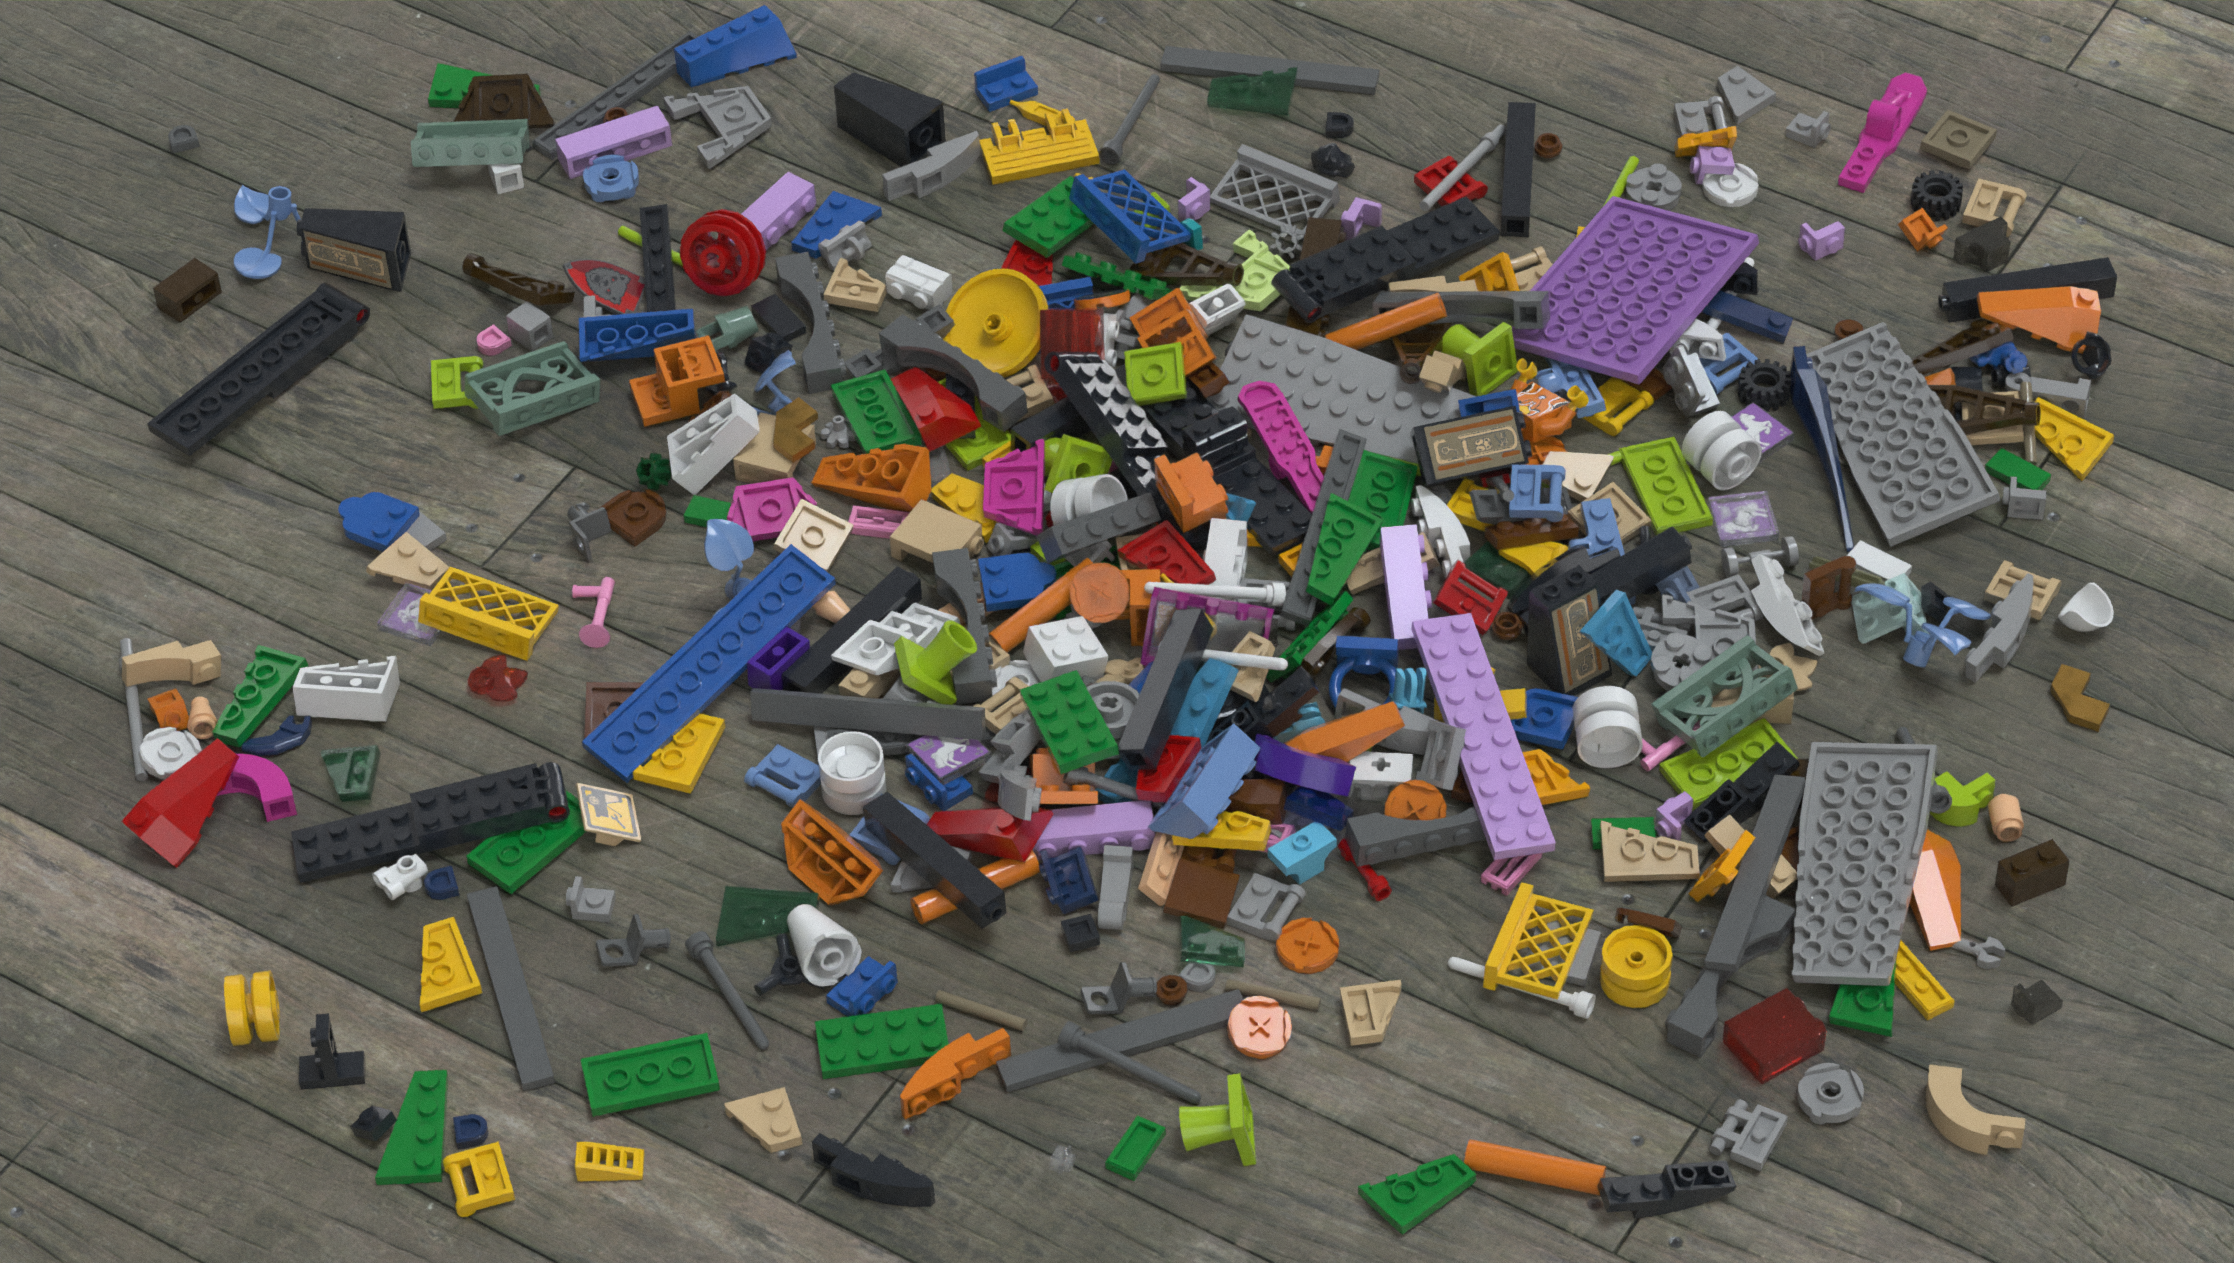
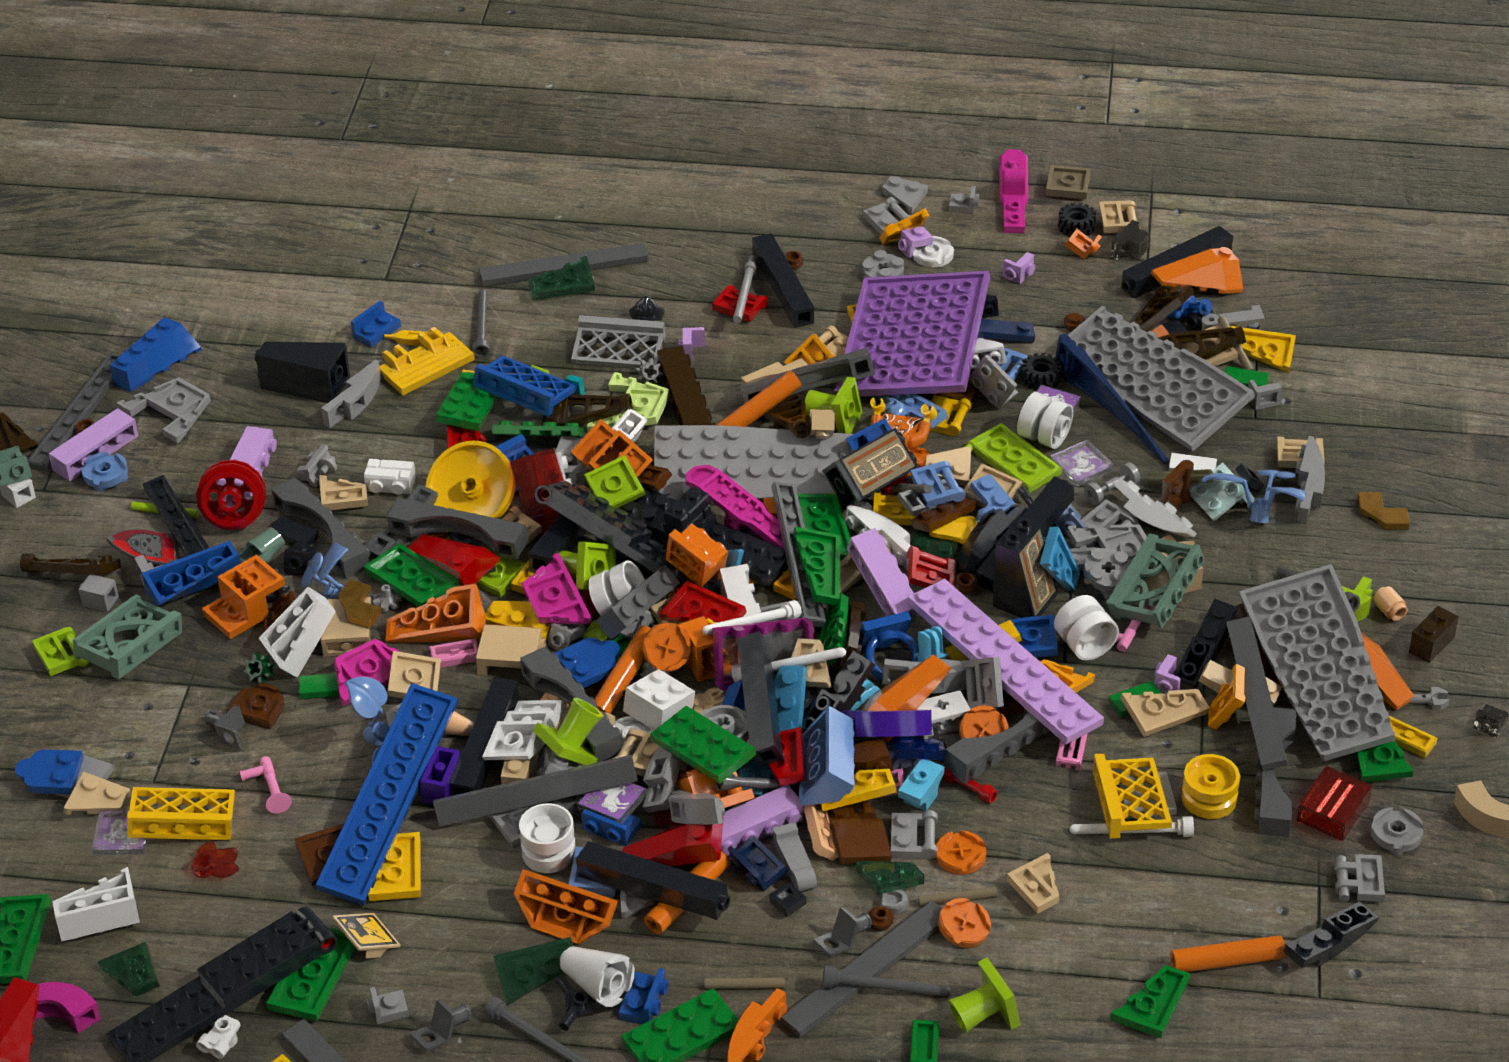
camera: 25 degrees left, 5 degrees down
(284, 739) = (60, 963): dark blue piece -> none
(441, 884) = (255, 1032): dark blue tile -> none
(492, 341) = (72, 613): bright pink tile -> none
(788, 769) = (490, 859): medium blue plate -> none
(832, 216) = (294, 453): blue wing -> none
(1103, 299) = (541, 445): orange tile -> none
(1195, 202) = (563, 362): lavender bracket -> none
(1339, 125) = (635, 287): black tile -> none
(1381, 257) = (725, 362): black hinge -> none
(1621, 182) = (858, 277): lime bar -> none
(1661, 924) = (1192, 751): reddish brown tile -> none
(1704, 775) = (1176, 633): lime tile -> none
(2087, 609) = (1352, 451): white helmet -> none
(2096, 355) = (1248, 290): black piece -> none

